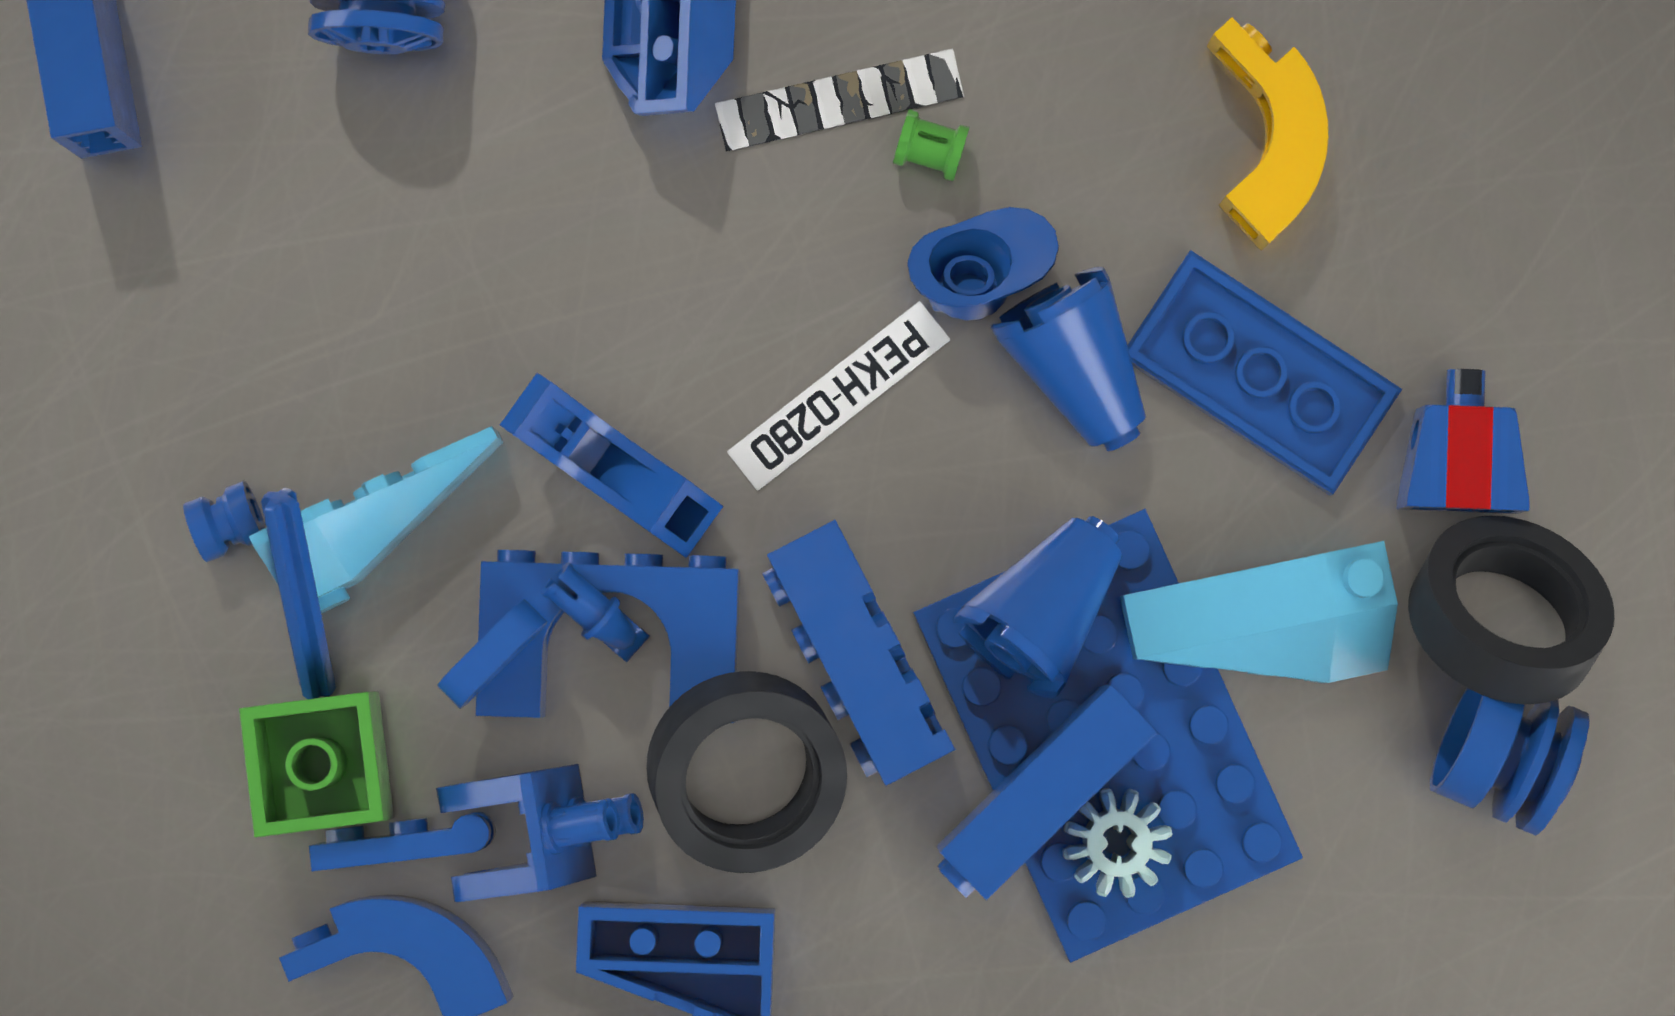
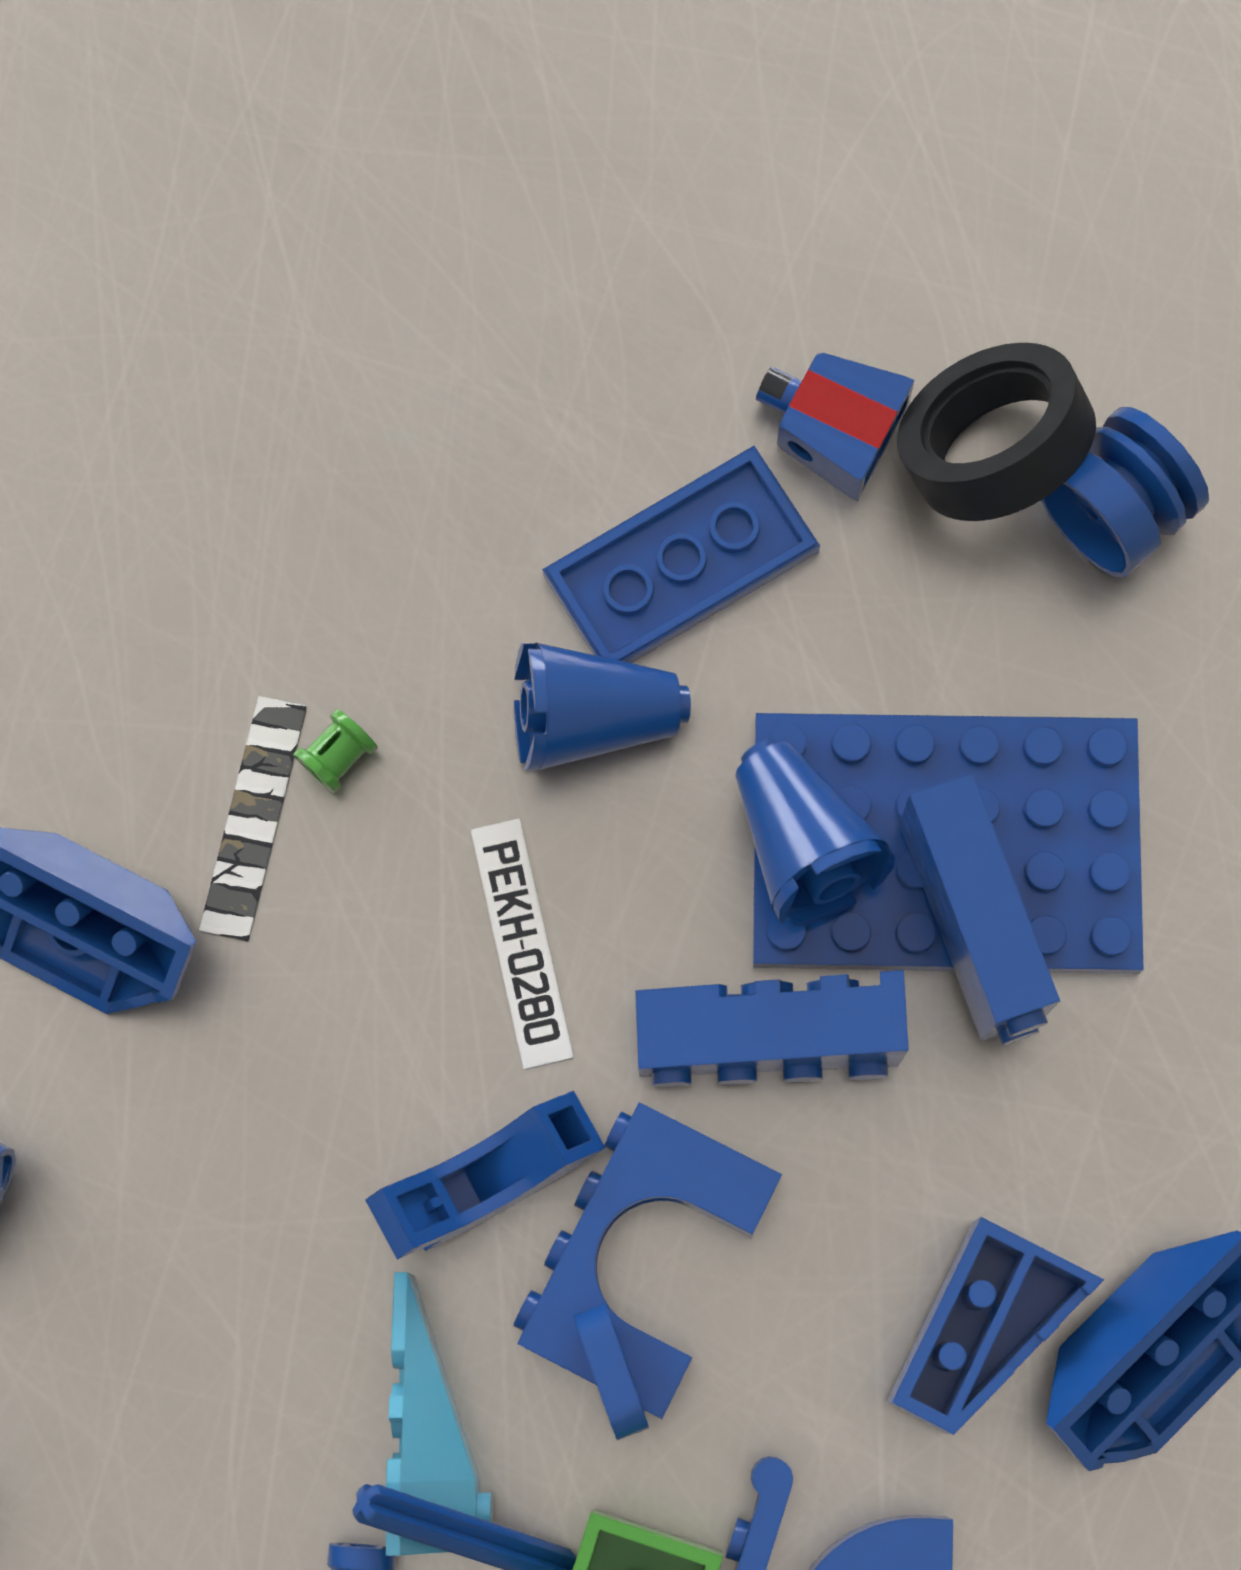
camera: 60 degrees left, 10 degrees down
(557, 824) = (804, 1387): blue piece -> none
(595, 613) = (616, 1255): blue piece -> none
(769, 841) = (905, 1167): black tyre -> none
(982, 261) = (464, 750): blue piece -> none
(1139, 842) = (1061, 849): light aqua gear -> none
(1290, 619) = (916, 628): medium azure wedge -> none
(1294, 132) = (481, 432): yellow arch -> none

